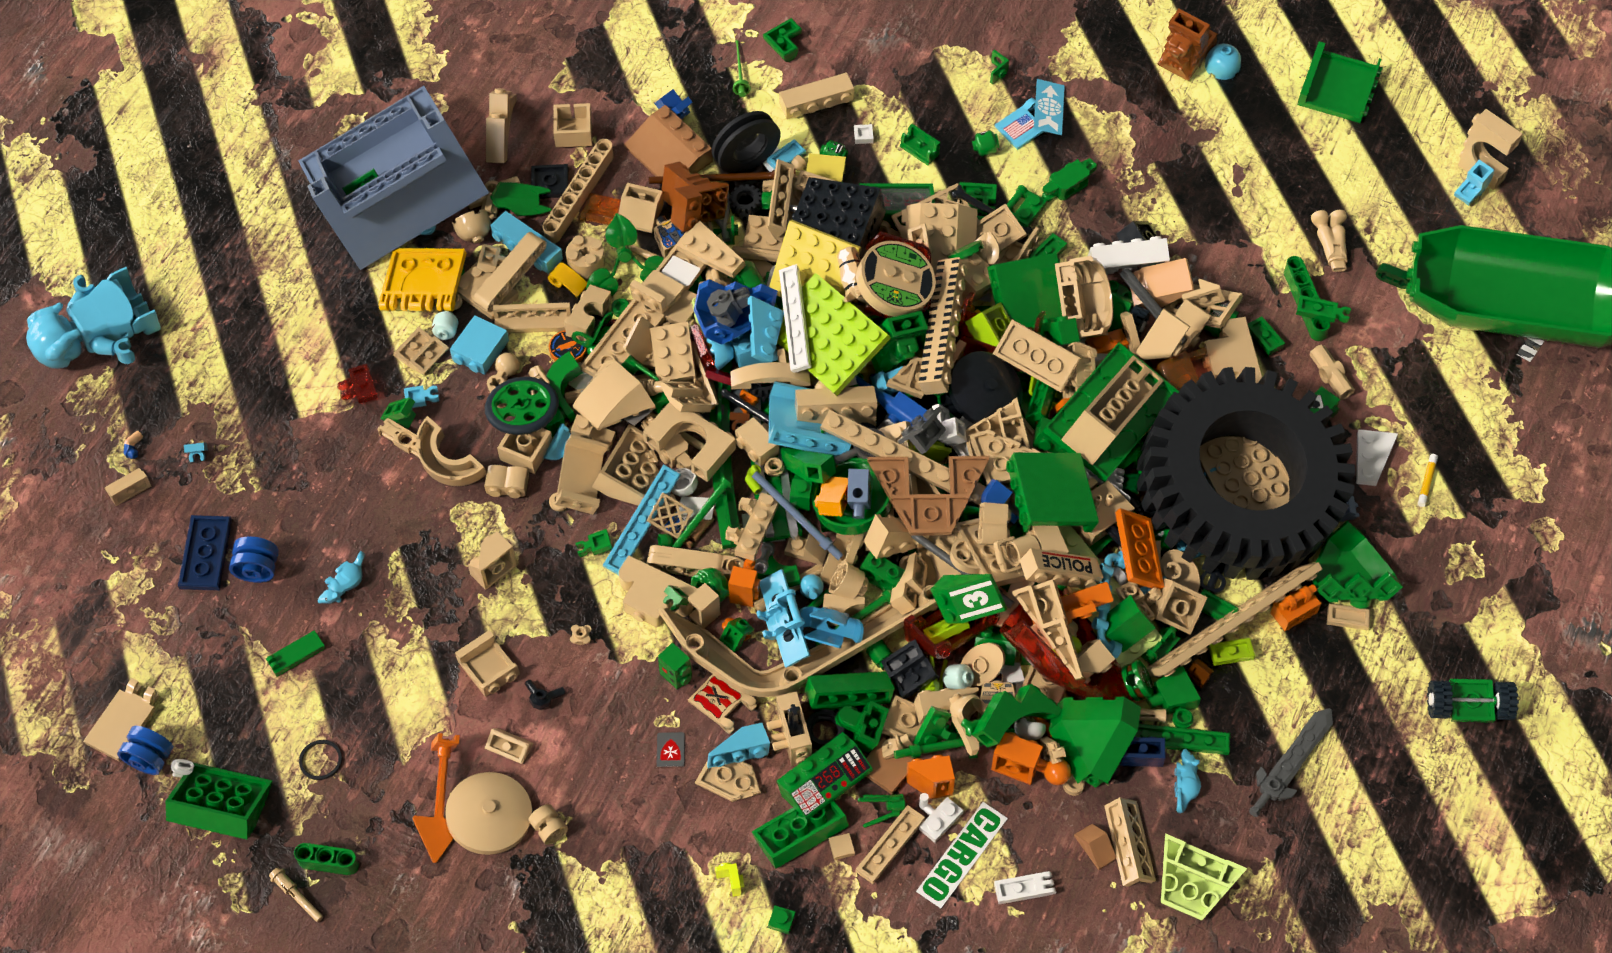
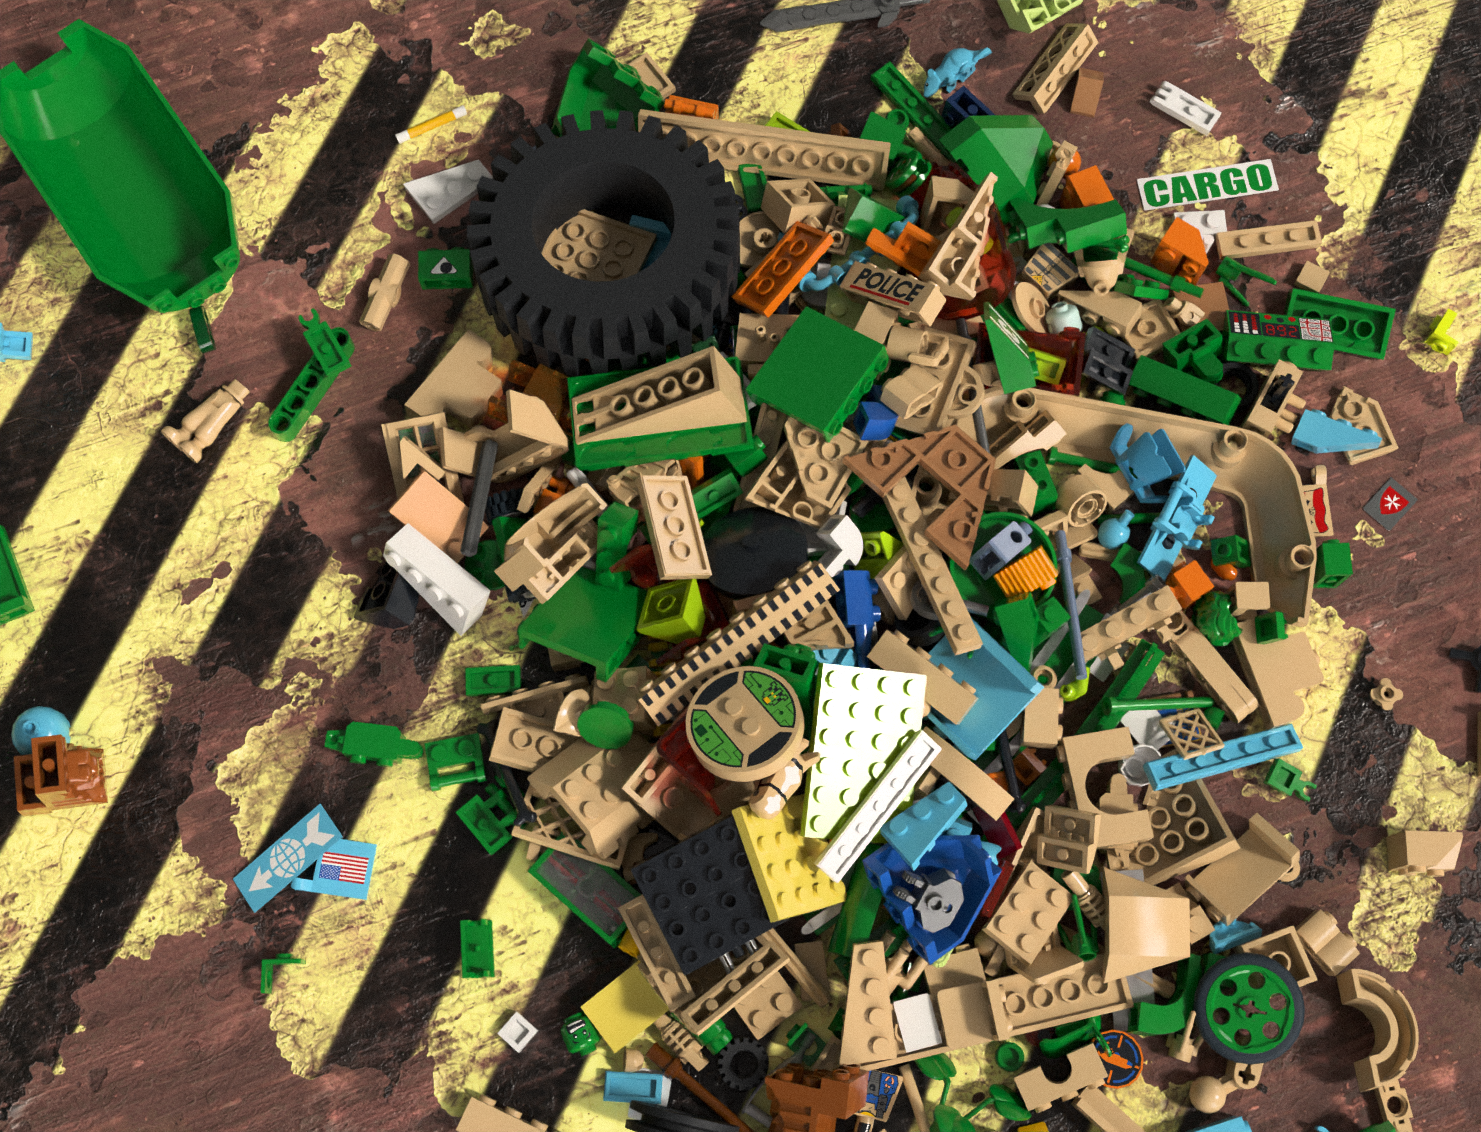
camera: 135 degrees left, 15 degrees up
(781, 919) = (1423, 264): green plate -> none
(924, 430) = (881, 547): dark grey bracket -> none
(986, 143) = (407, 877): green head -> none
(1265, 336) = (397, 385): green plate -> none

